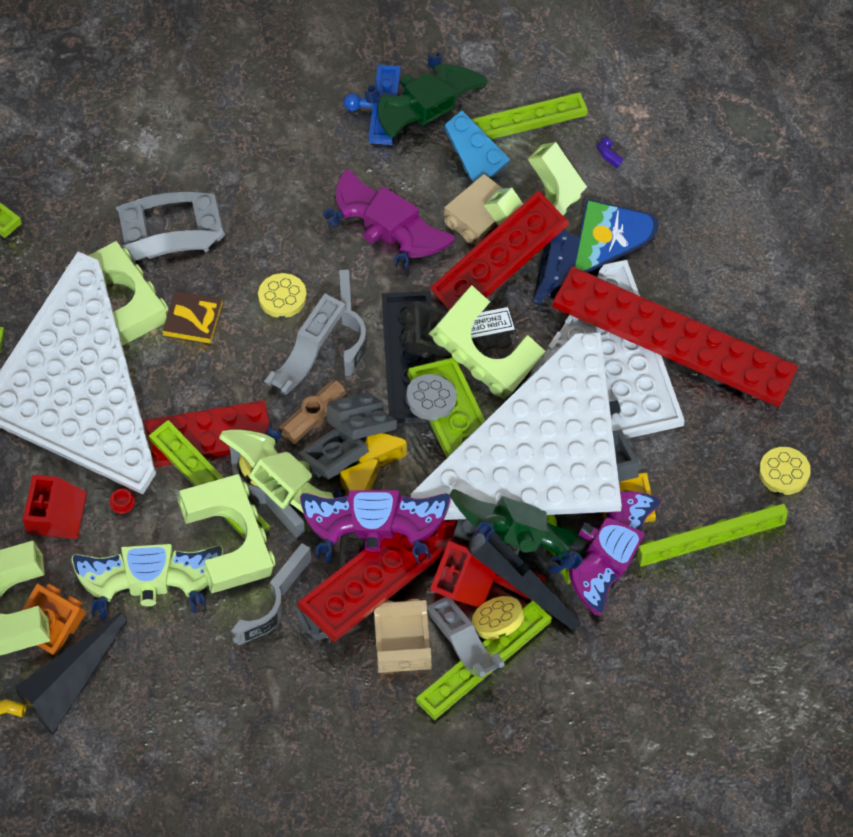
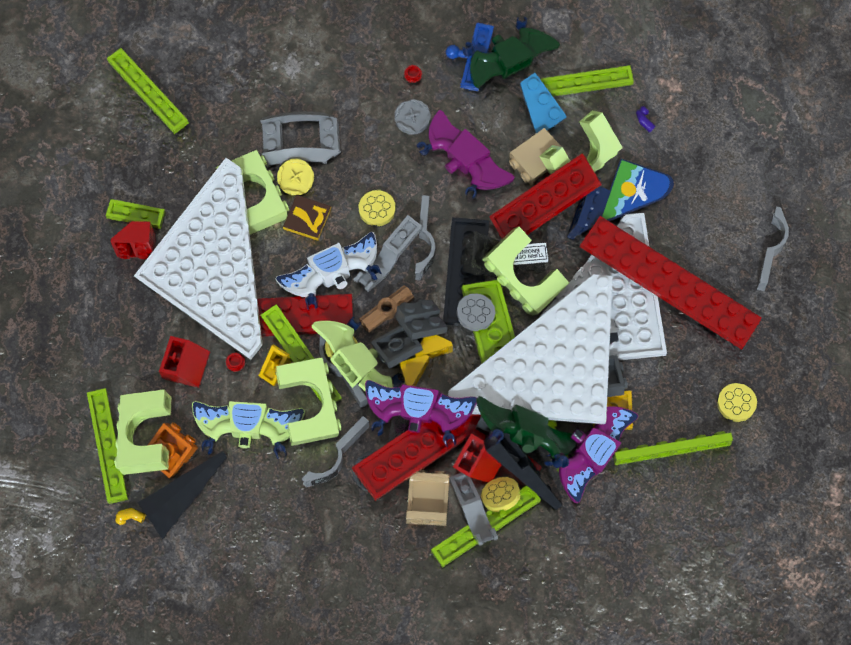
camera: 10 degrees right, 10 degrees up
(168, 504) = (274, 358): none -> yellow slope
(171, 269) = (295, 177): none -> light yellow tile
(233, 371) = (331, 267): none -> torso
(305, 133) = (413, 74): none -> red plate
(312, 183) = (412, 116): none -> light grey tile
(801, 252) = (780, 222): none -> light grey piece

